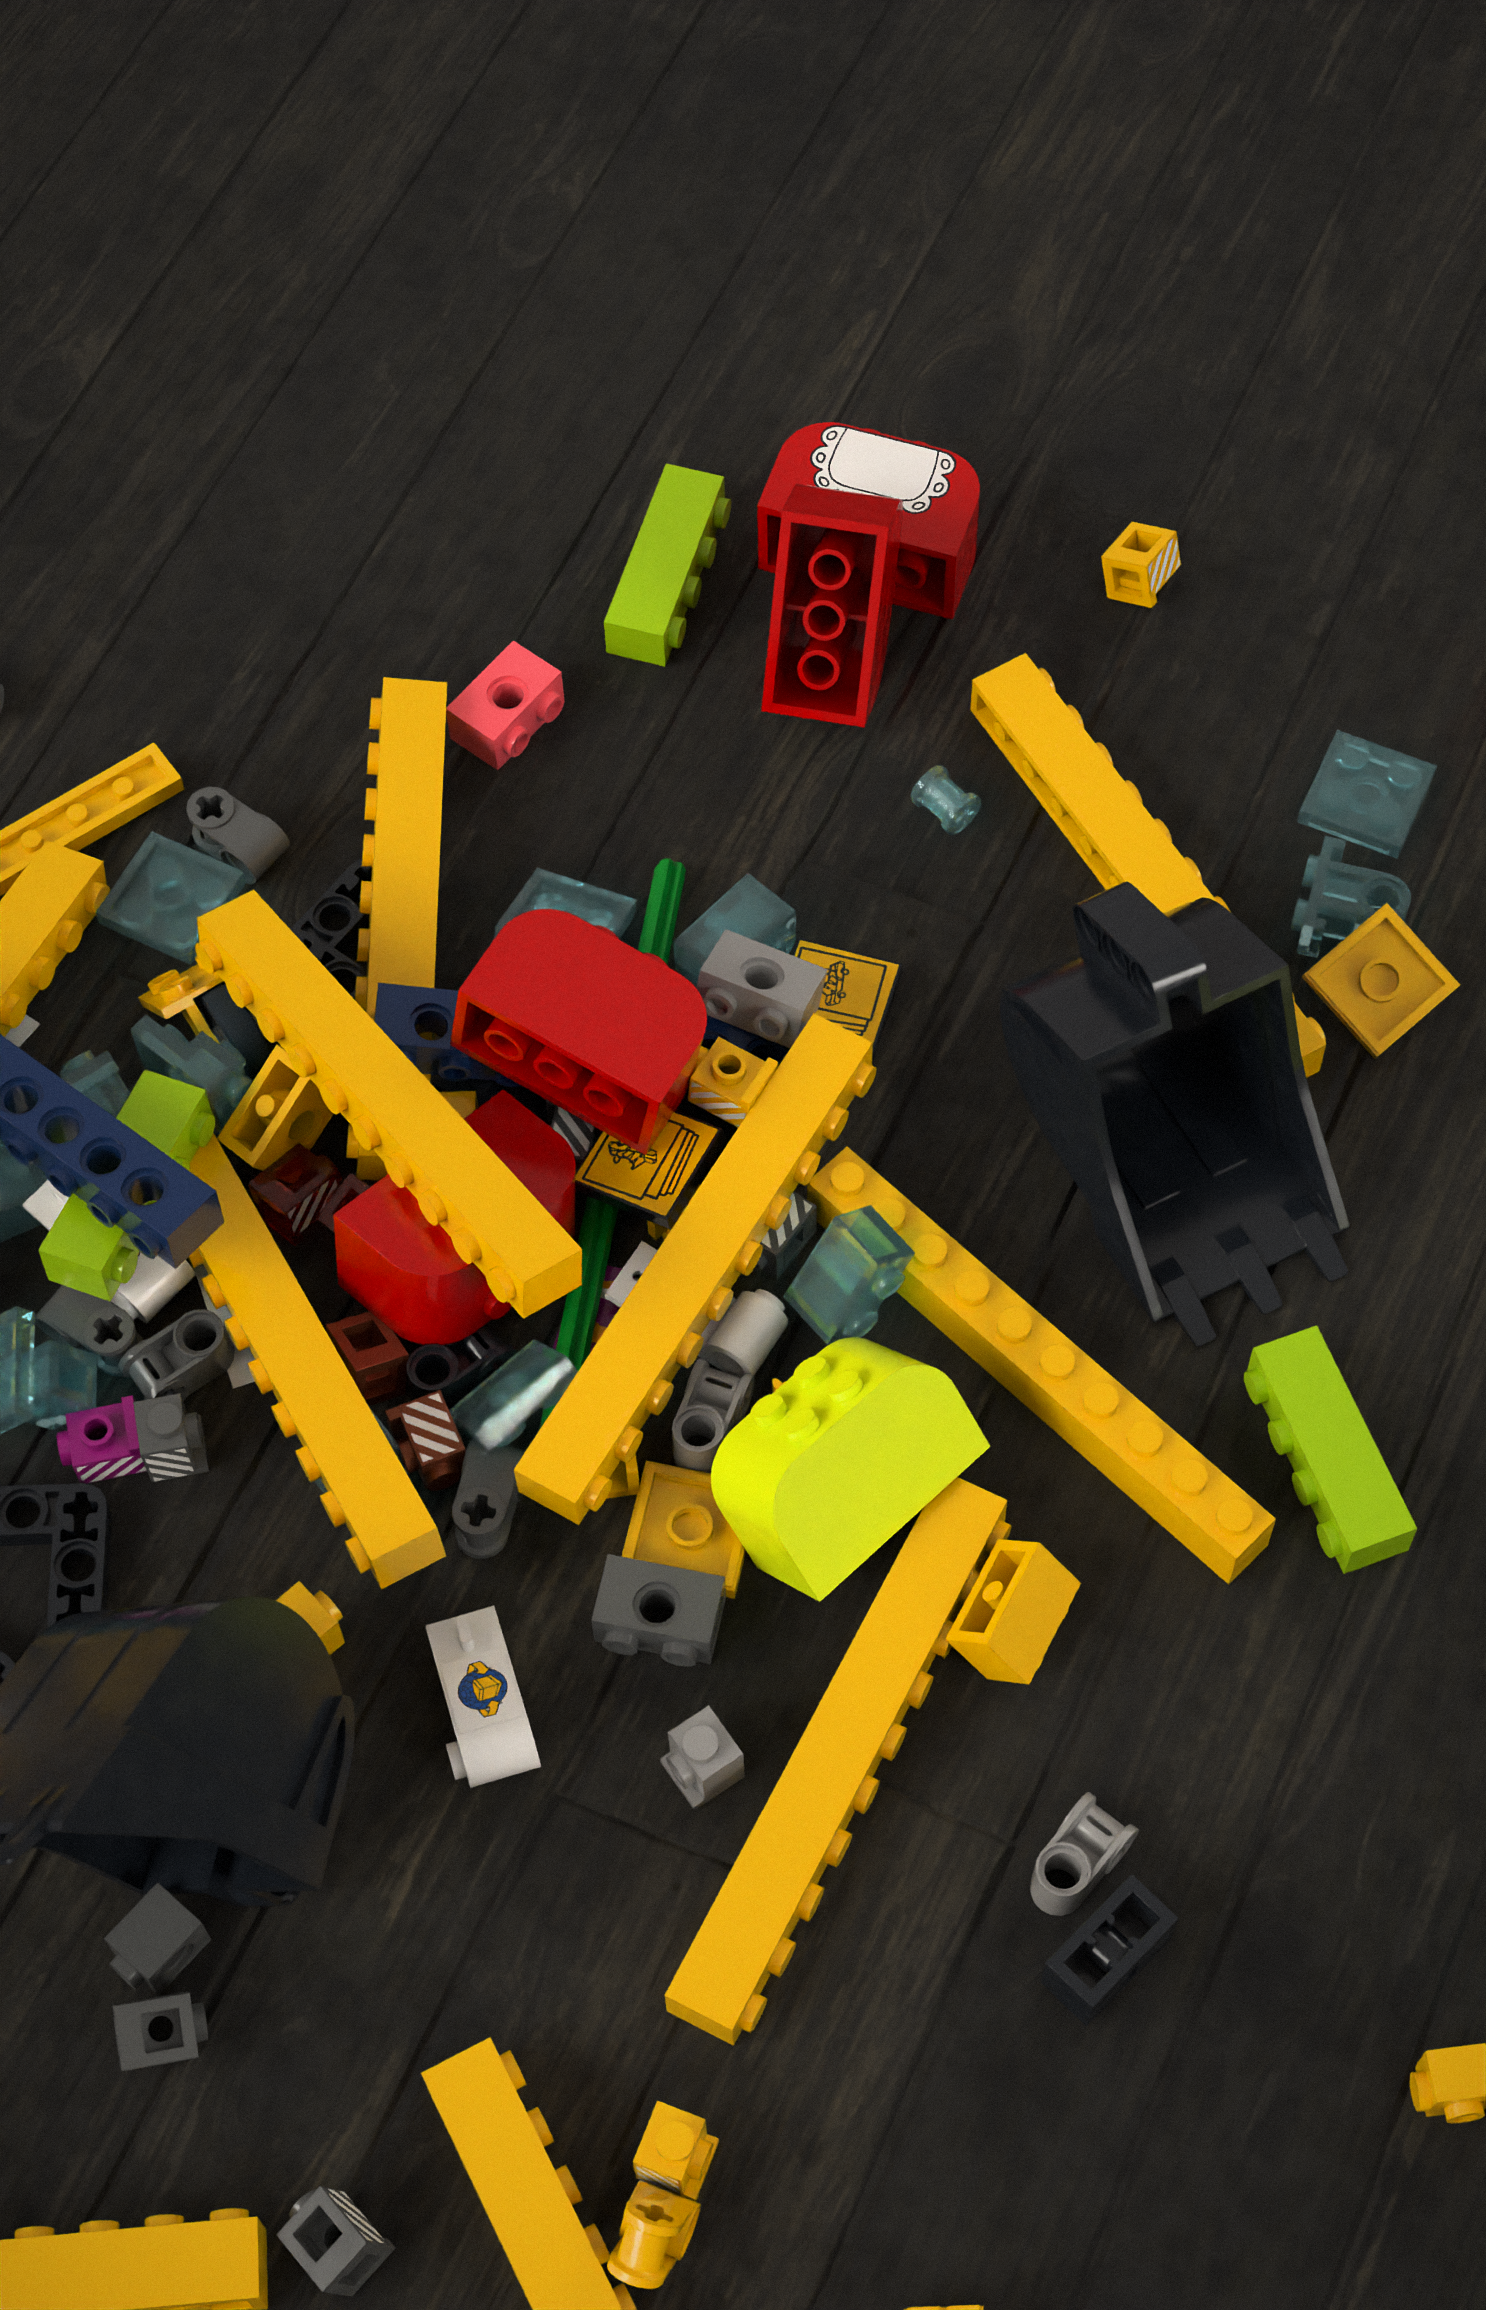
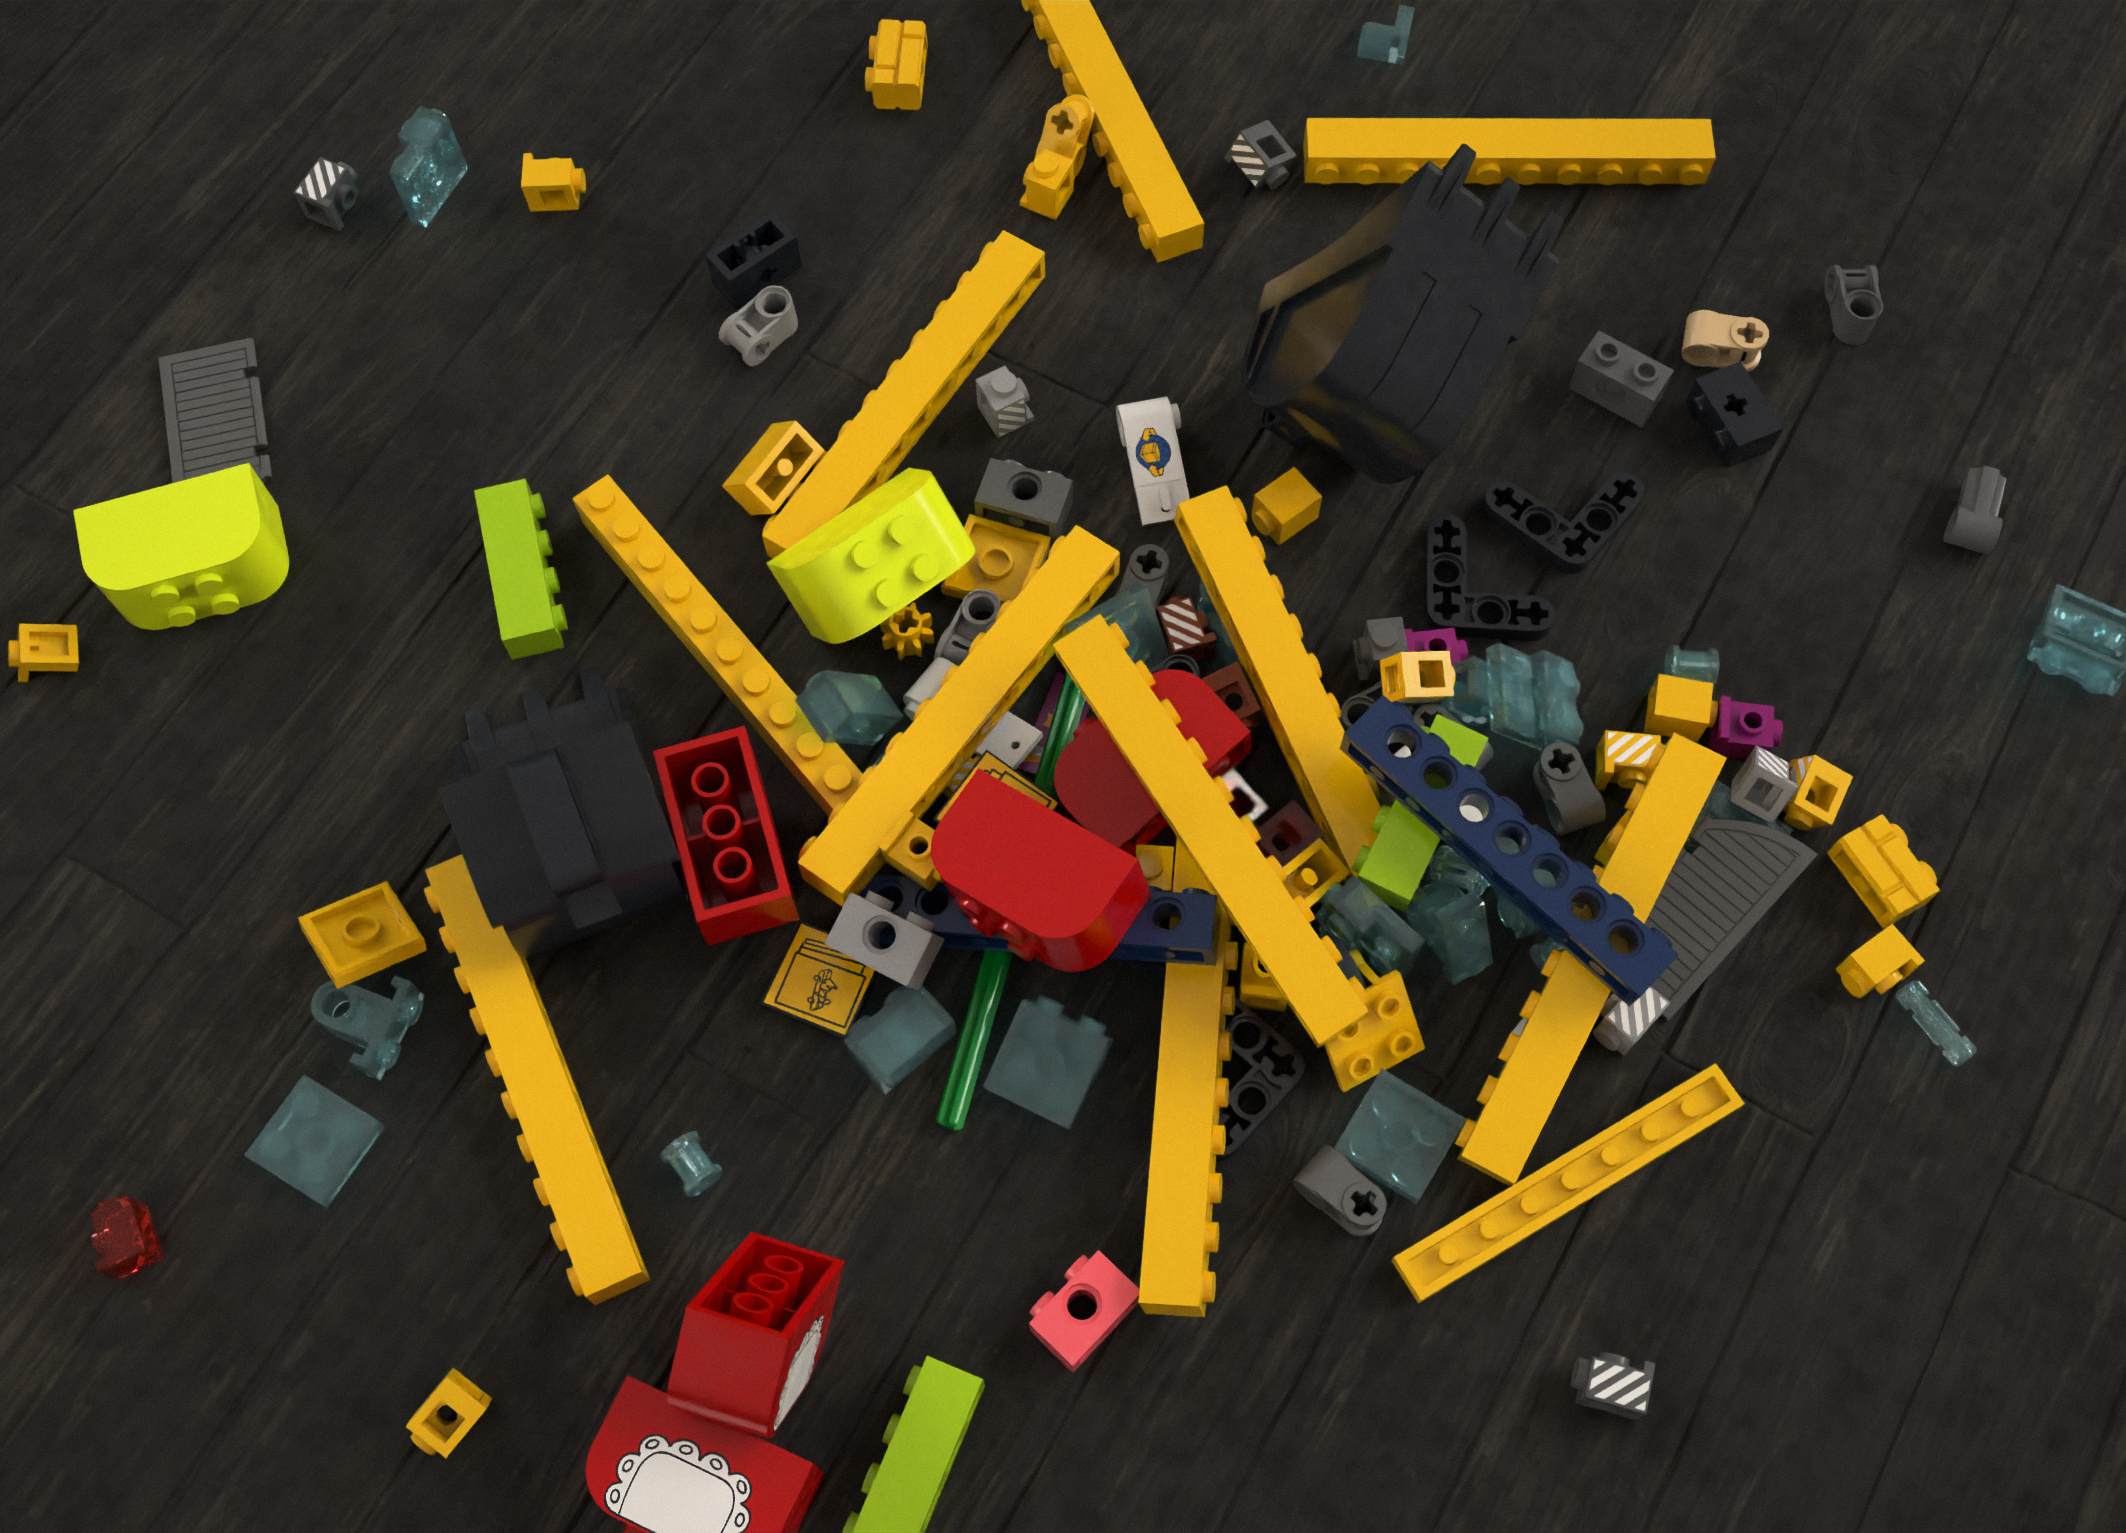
camera: 175 degrees left, 5 degrees up
(123, 1363) = (1418, 677): none -> yellow brick
(964, 1081) = (726, 836): none -> red brick

